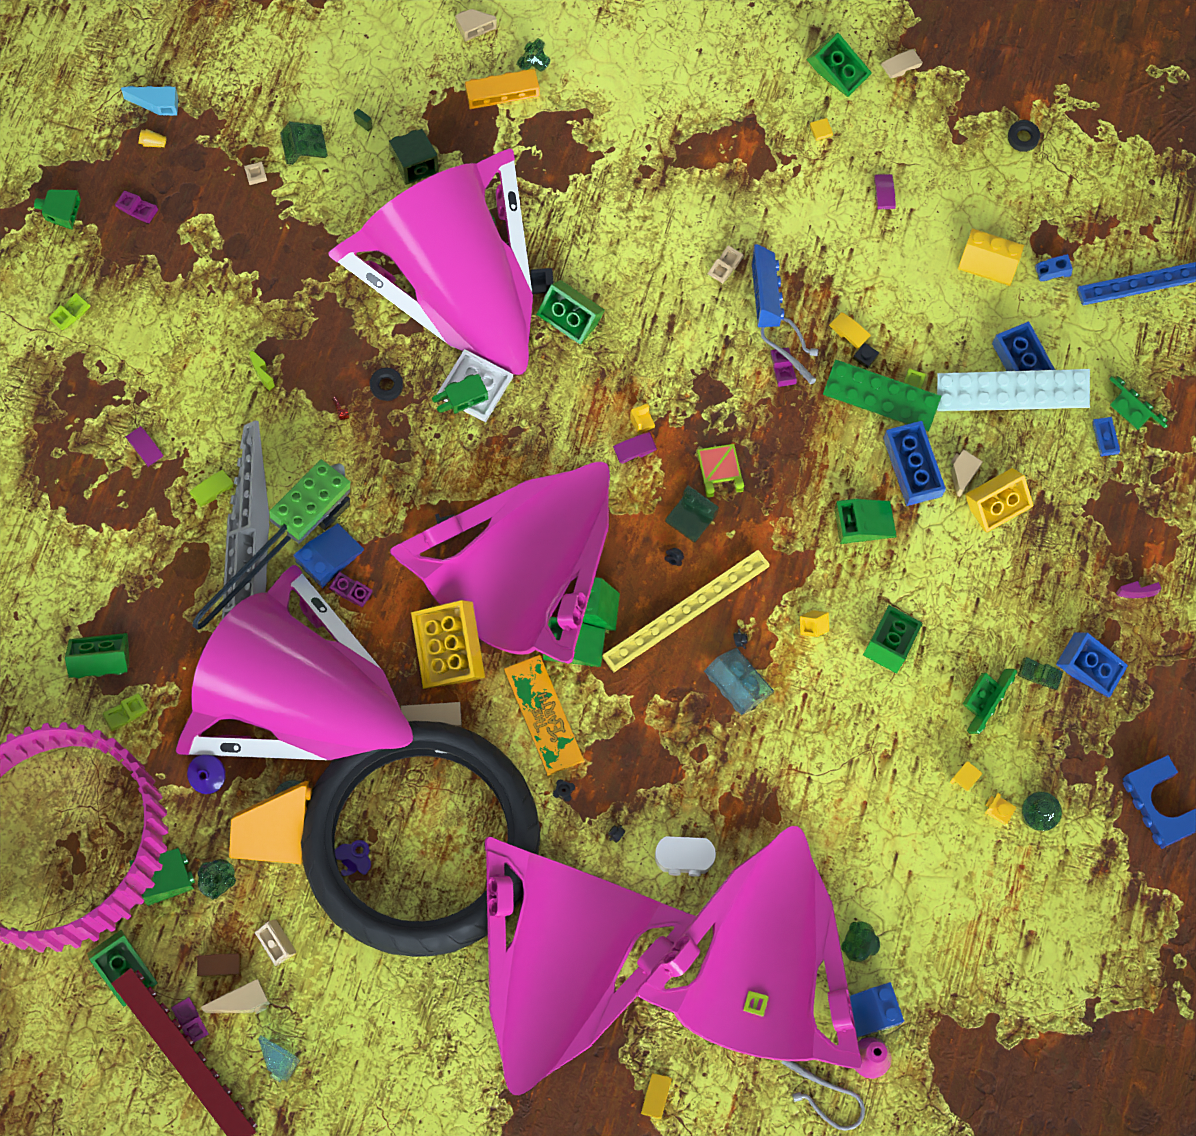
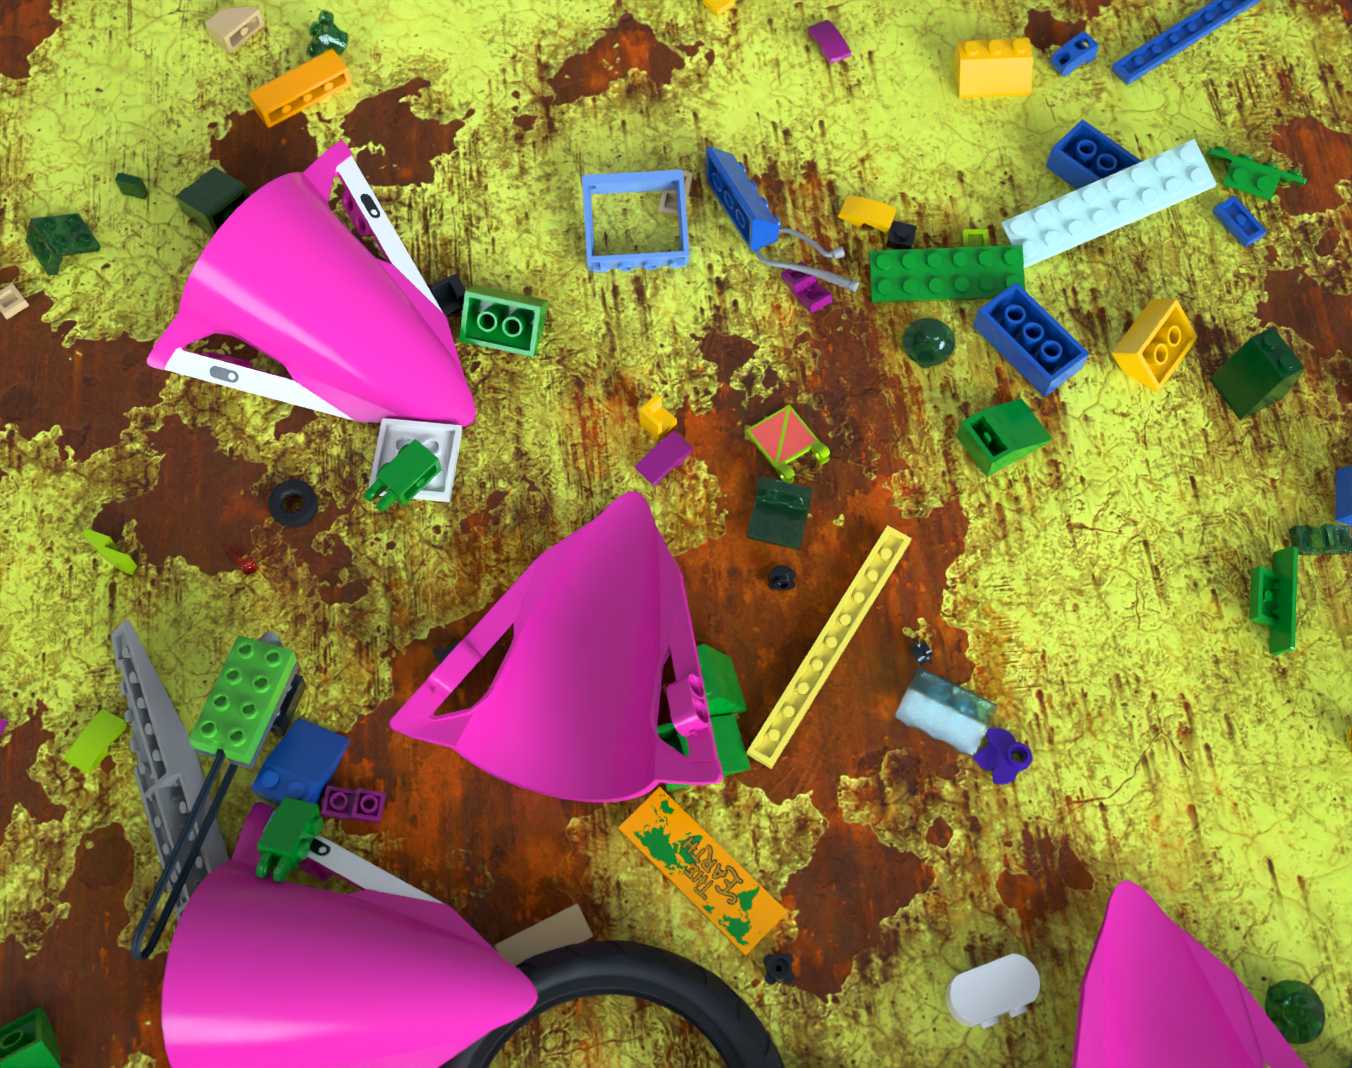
camera: 20 degrees left, 5 degrees down
(305, 593) = (288, 838): none -> green hinge
(448, 644) = (524, 826): yellow slope -> none
(616, 833) = (882, 1000): black plate -> none
(696, 248) = (636, 183): none -> medium blue window
(758, 722) = (999, 756): none -> dark purple plate
(814, 623) = (1006, 592): yellow panel -> none
(847, 437) = (928, 342): none -> clear green plate
(892, 639) = (1117, 572): green slope -> none
(963, 470) = (1093, 326): tan slope -> none
(967, 776) = (1307, 713): yellow panel -> none
(1053, 548) = (1258, 374): none -> dark green slope

